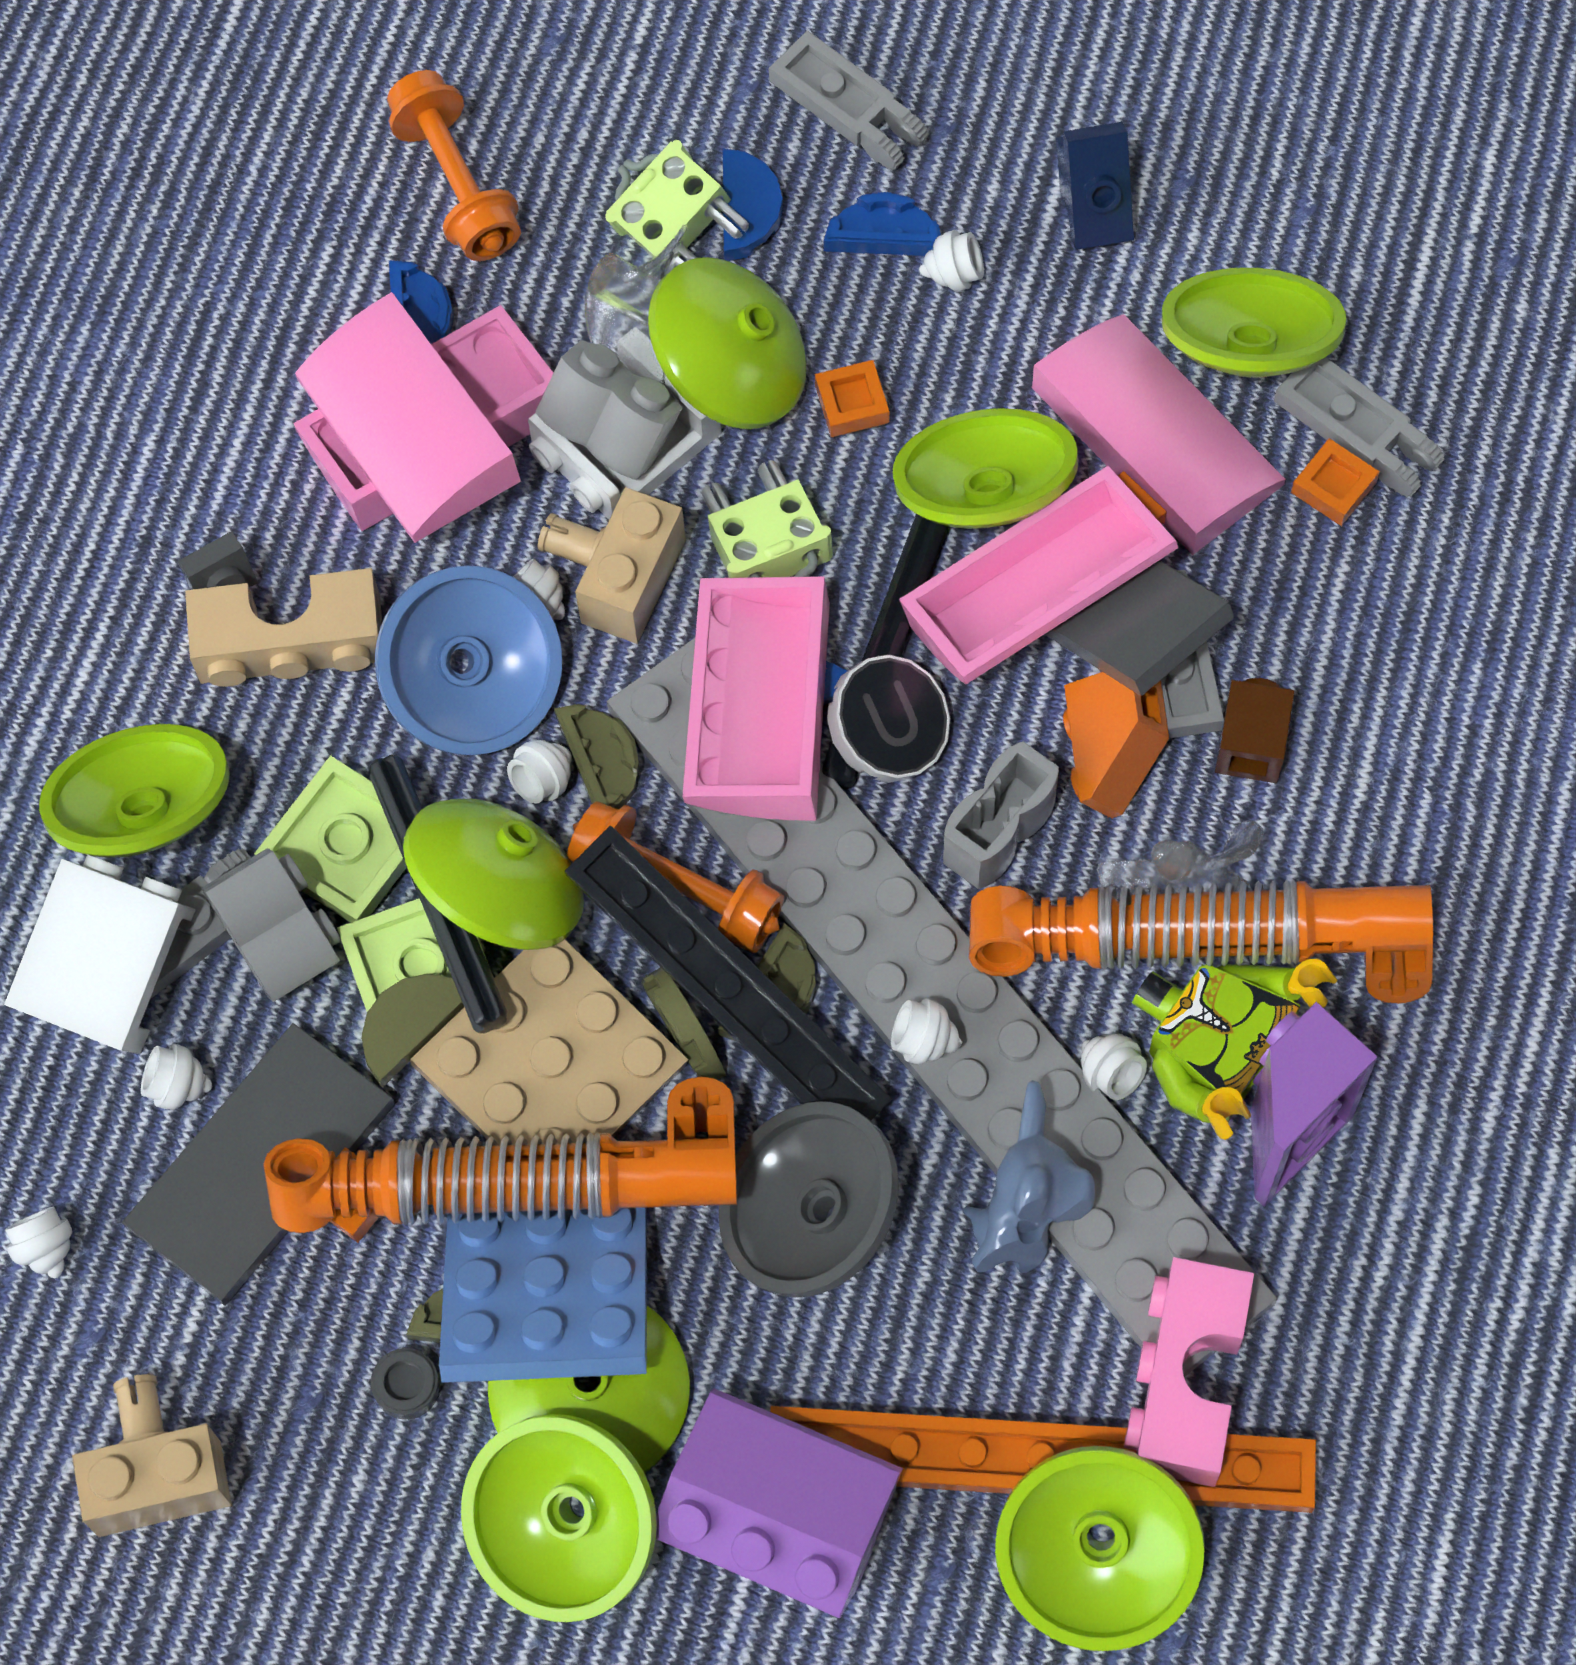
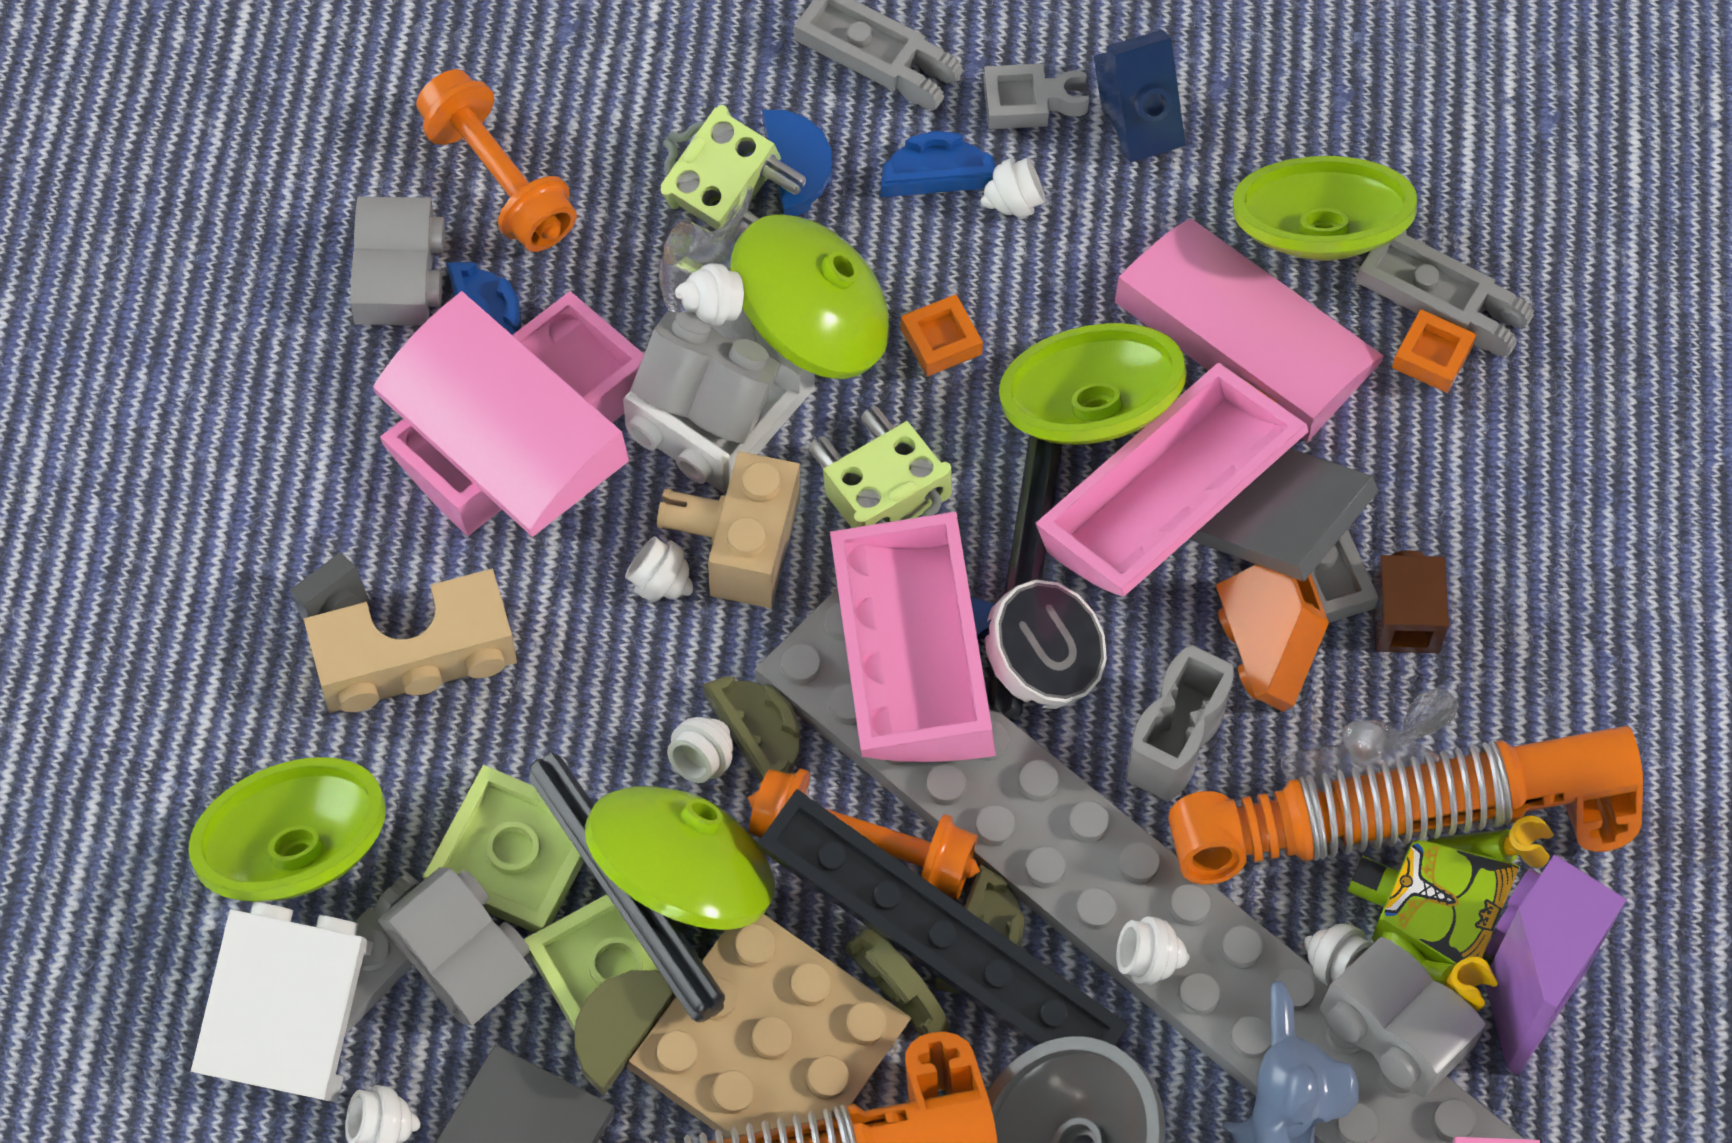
camera: 15 degrees left, 5 degrees down
(339, 251) = (394, 261): none -> light grey brick
(509, 652) = (647, 642): medium blue dish -> none
(625, 330) = (712, 294): none -> white plate
(980, 169) = (1023, 96): none -> light grey plate
(1152, 1134) = (1402, 1017): none -> light grey brick

